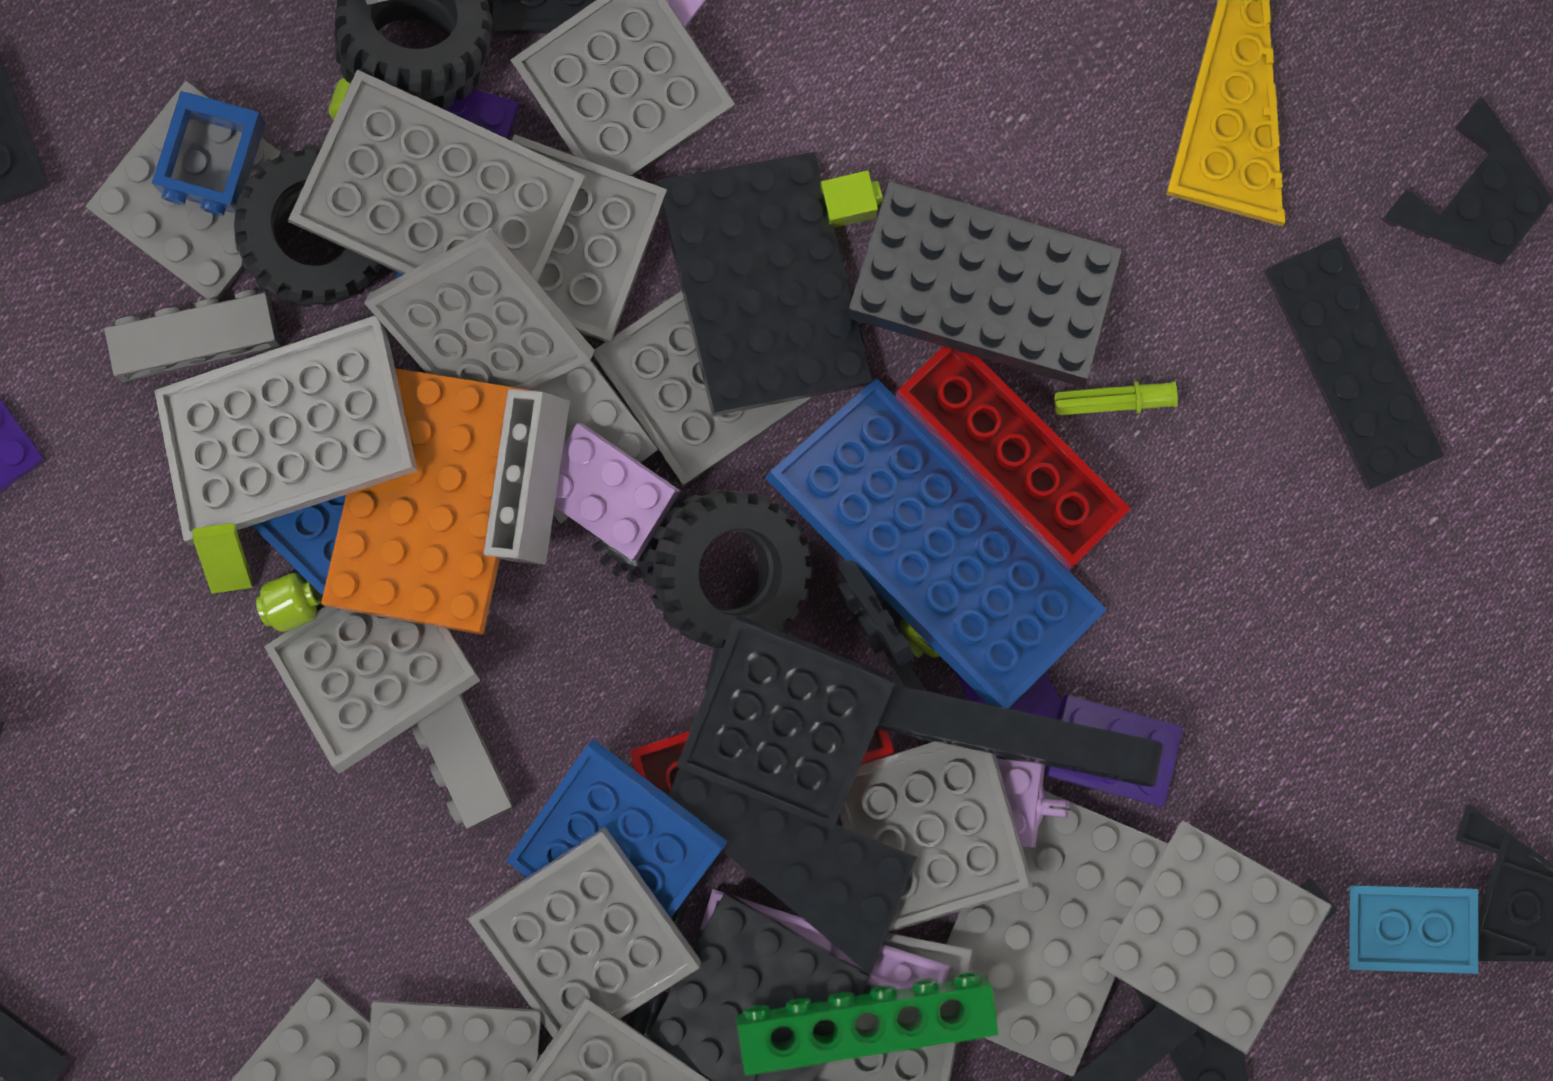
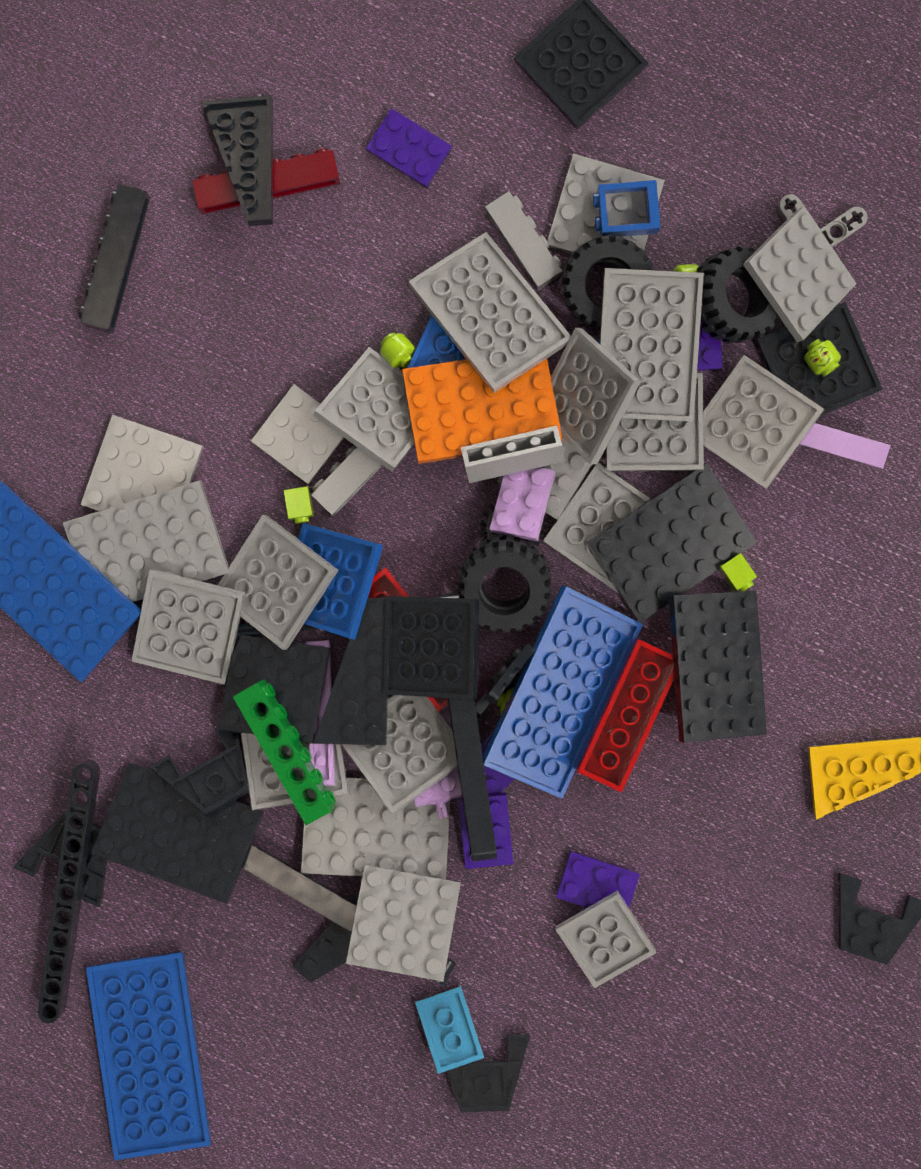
camera: 70 degrees right, 5 degrees up
(222, 557) = (407, 305): lime tile -> none
(361, 816) = (296, 436): none -> light grey plate
(474, 855) = (299, 504): none -> lime brick
(1116, 398) = (681, 761): lime axle -> none
(1265, 605) = (591, 880): none -> dark purple plate
(1353, 363) = (751, 885): black plate -> none
(1356, 623) = (605, 939): none -> light grey plate

